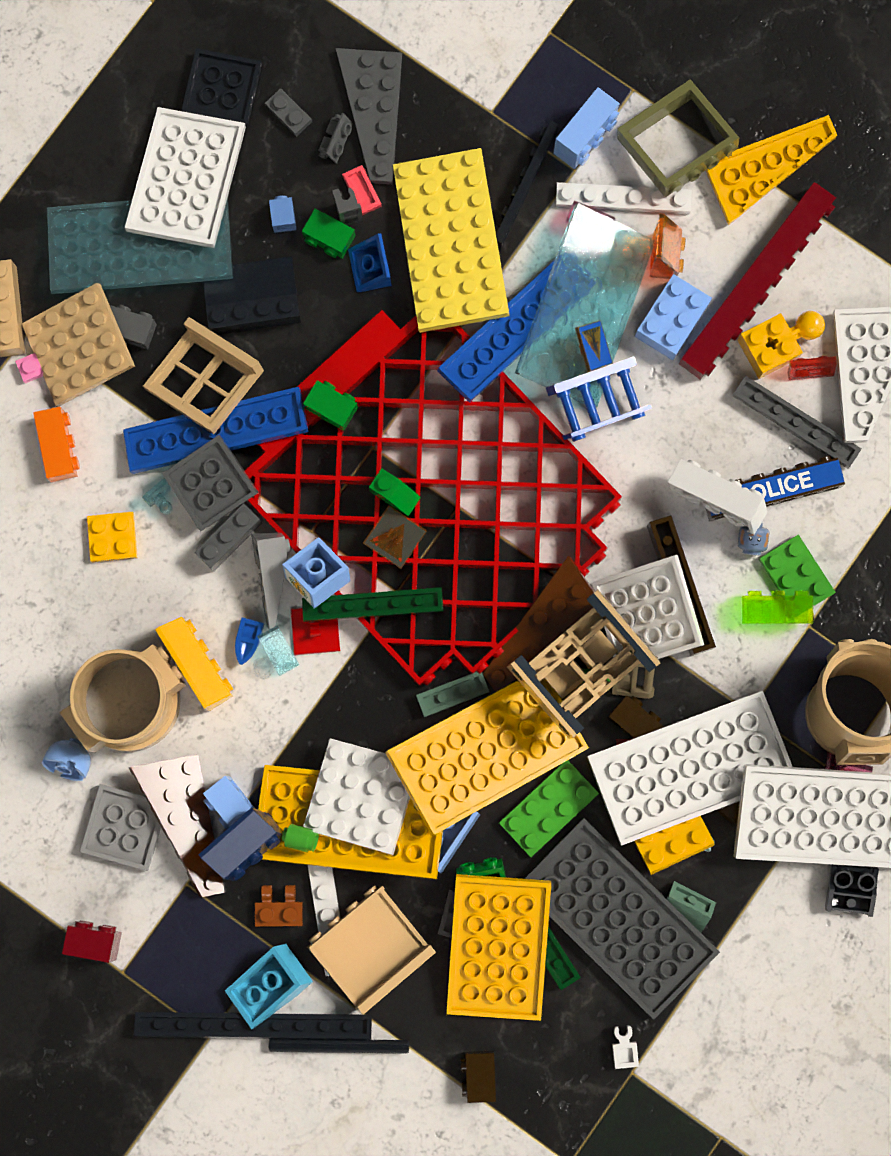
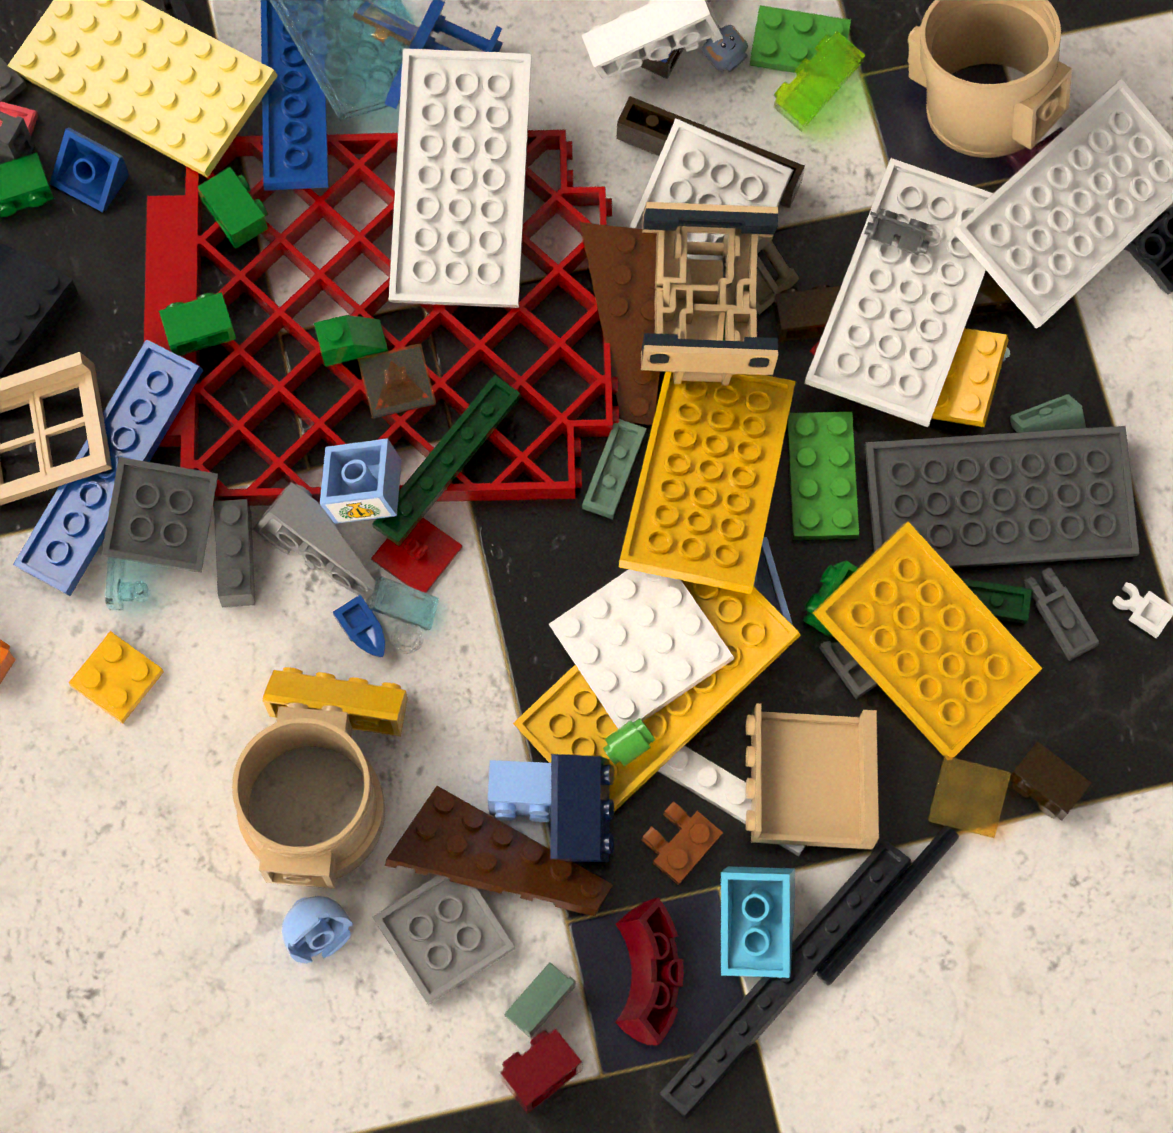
camera: 50 degrees left, 10 degrees down
(132, 907) = (540, 1000): none -> sand green panel
(195, 956) = (655, 972): none -> dark red brick
(413, 362) = (233, 207): none -> green brick
(434, 1040) = (969, 796): none -> clear yellow plate
(536, 469) = (460, 178): none -> white plate
(581, 1007) = (1062, 616): none -> dark grey hinge
(717, 725) = (887, 226): none -> dark grey hinge

